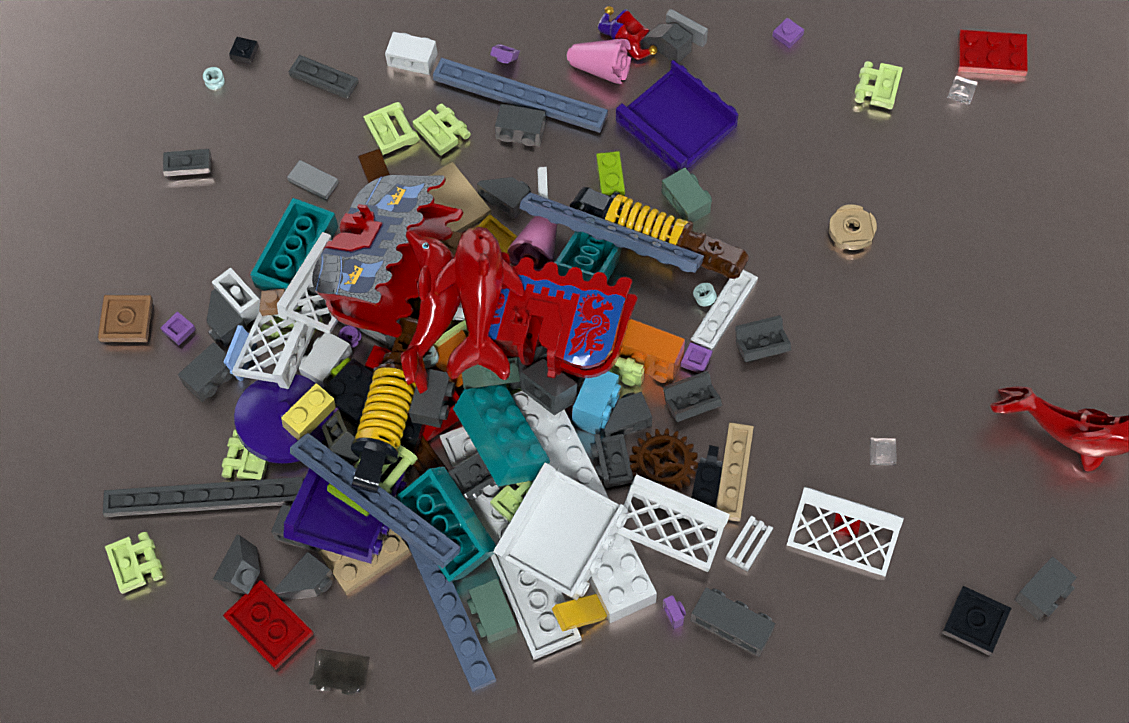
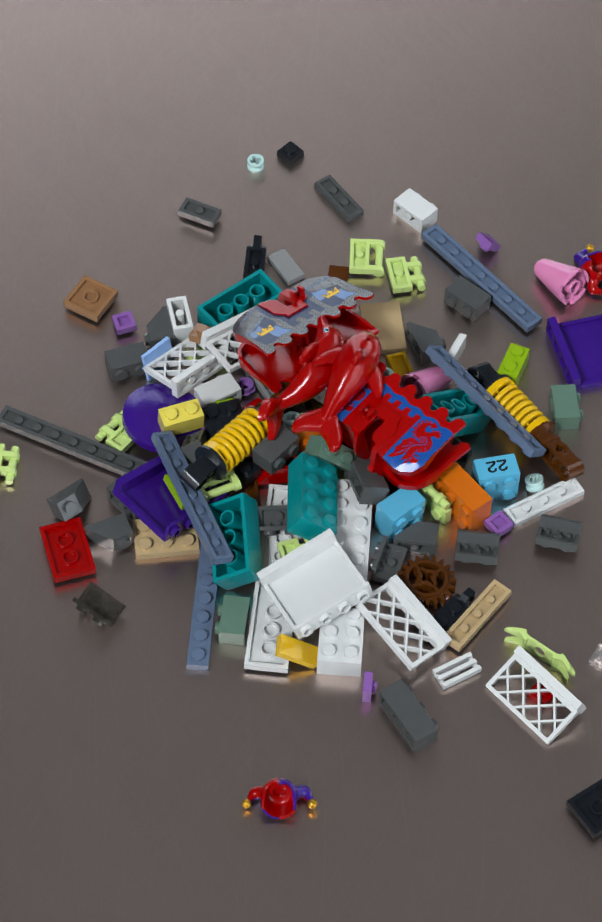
camera: 25 degrees right, 10 degrees down
(276, 187) = (255, 257): none -> black hinge
(670, 308) = (498, 476): none -> medium azure brick
(841, 481) = (556, 661): none -> yellowish green piece

